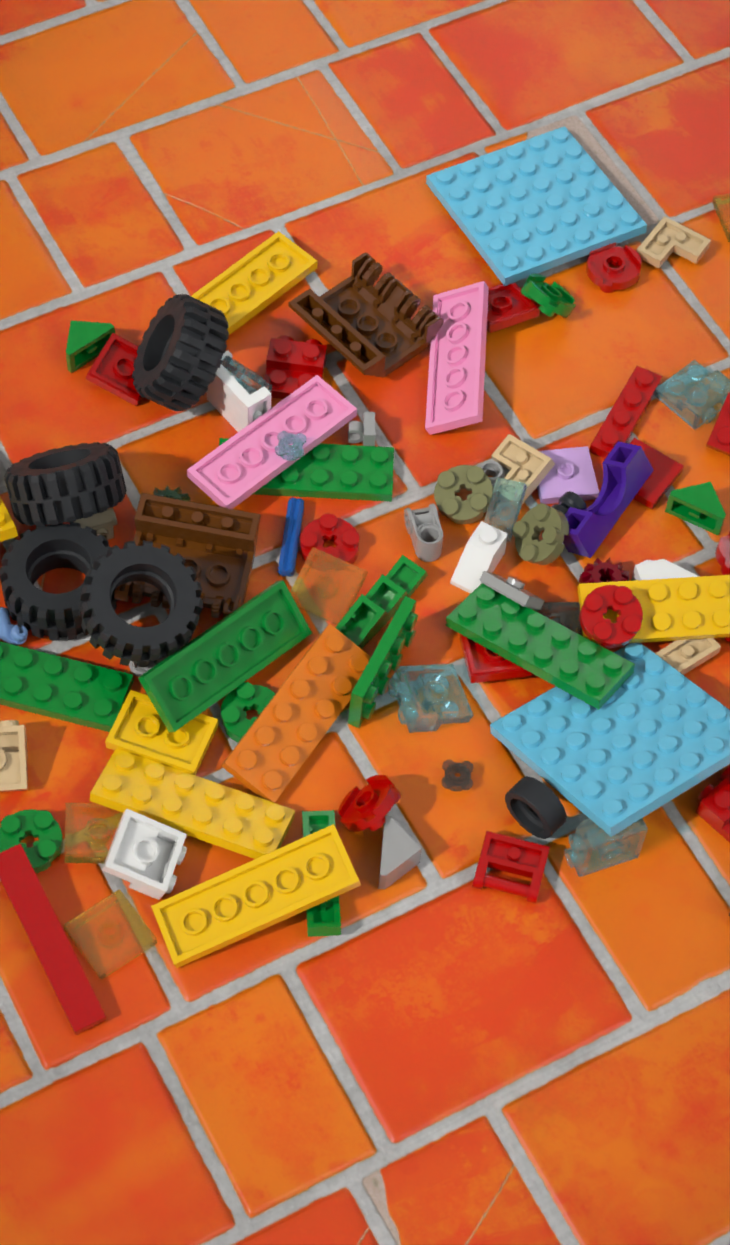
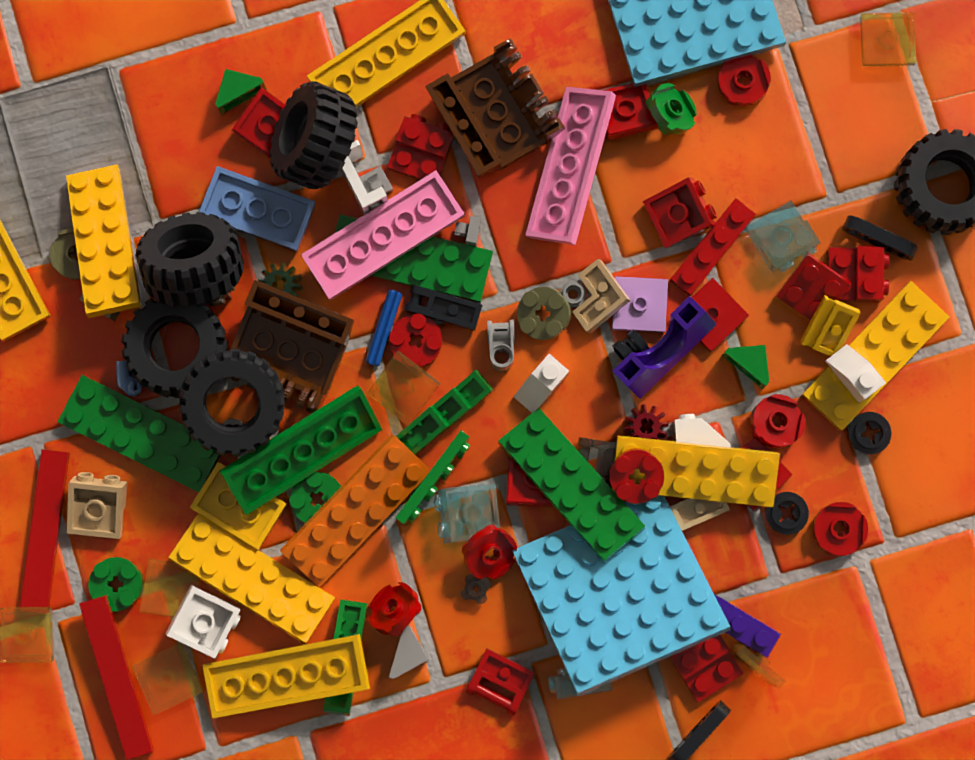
camera: 15 degrees right, 25 degrees up
(142, 446) = (258, 208): none -> medium blue plate
(244, 375) = (372, 161): clear light blue plate -> none
(290, 452) = (402, 244): clear light blue plate -> none
(354, 506) = (444, 307): none -> black plate
(449, 733) = (483, 541): none -> red plate
(505, 505) = (574, 337): clear light blue plate -> none
(512, 589) = (561, 423): light grey plate -> none
(528, 531) = (590, 363): olive plate -> none
(535, 807) = (530, 639): black tyre -> none
(584, 383) = (680, 212): none -> red plate
(672, 237) = (809, 56): tan plate -> none

